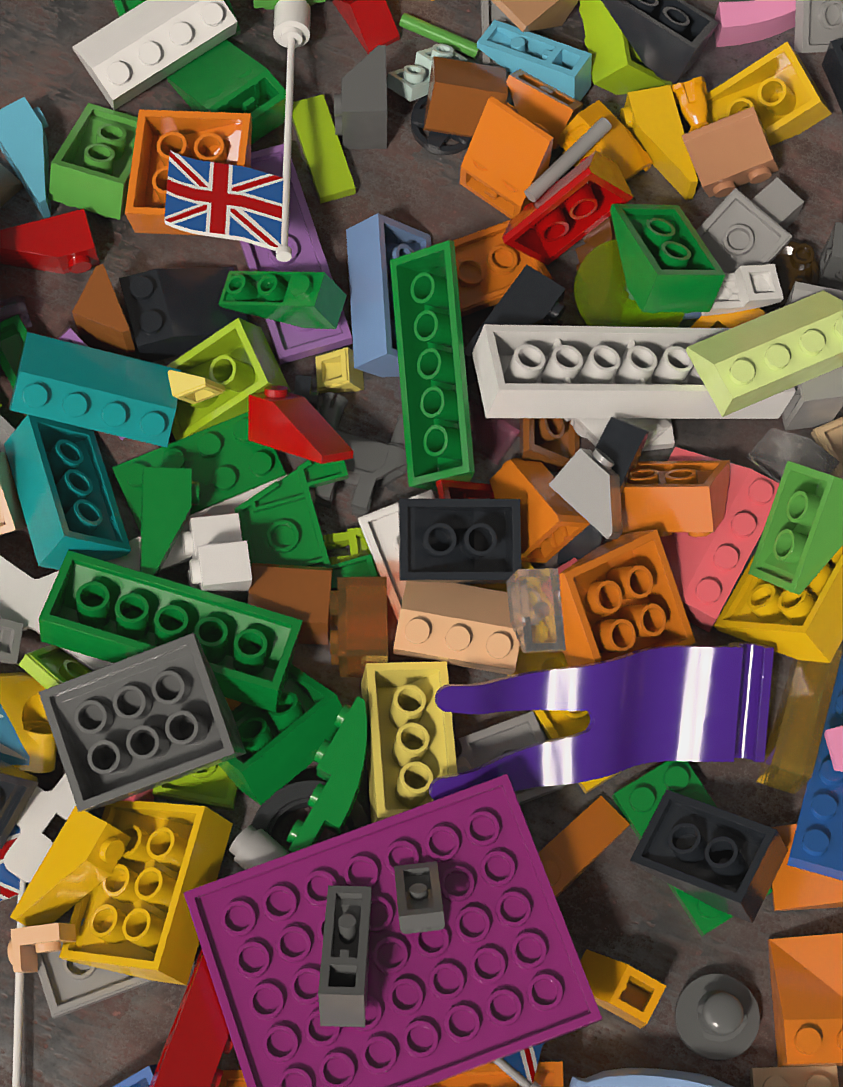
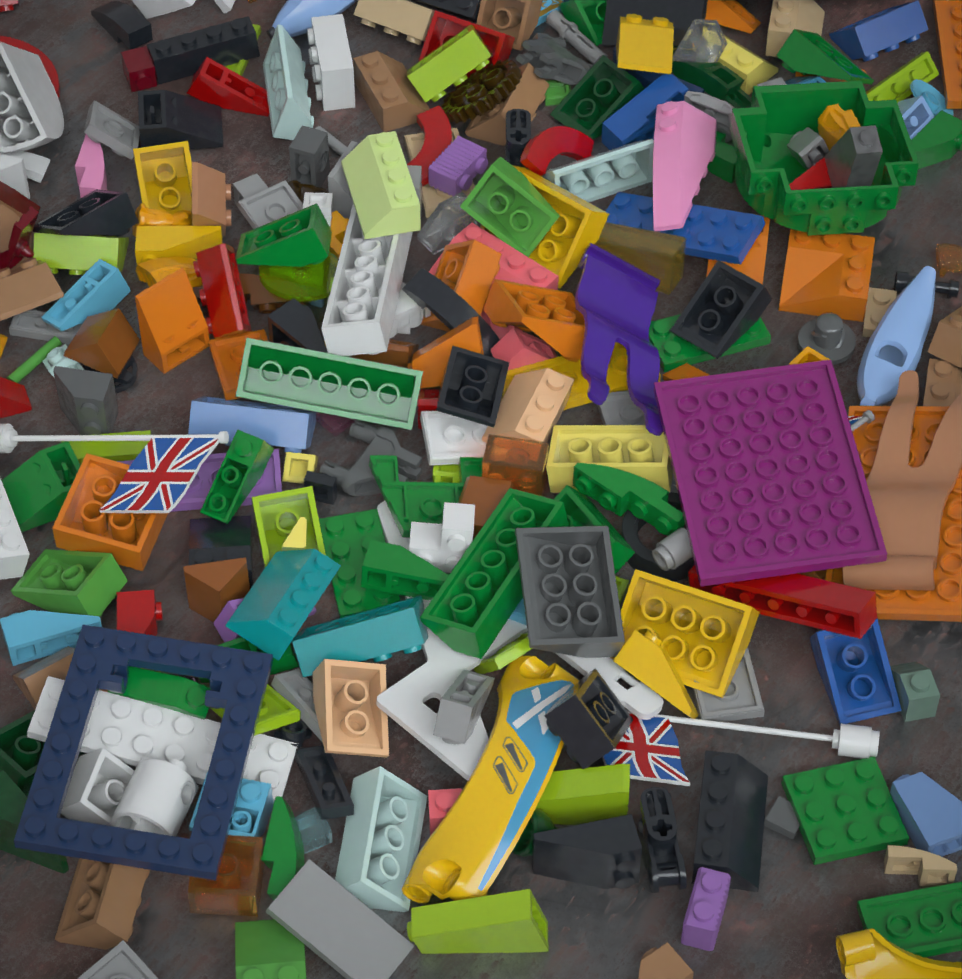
camera: 75 degrees left, 20 degrees down
(38, 939) = (709, 699): light nougat bracket -> none
(293, 426) = (350, 478): red slope -> none
(345, 957) = (771, 480): dark grey slope -> none
(419, 897) = (736, 434): dark grey slope -> none
(536, 610) = (538, 349): clear slope -> none
(542, 103) = (124, 299): orange slope -> none
(568, 159) = (173, 266): light grey bar -> none
(592, 490) = (457, 304): light grey slope -> none

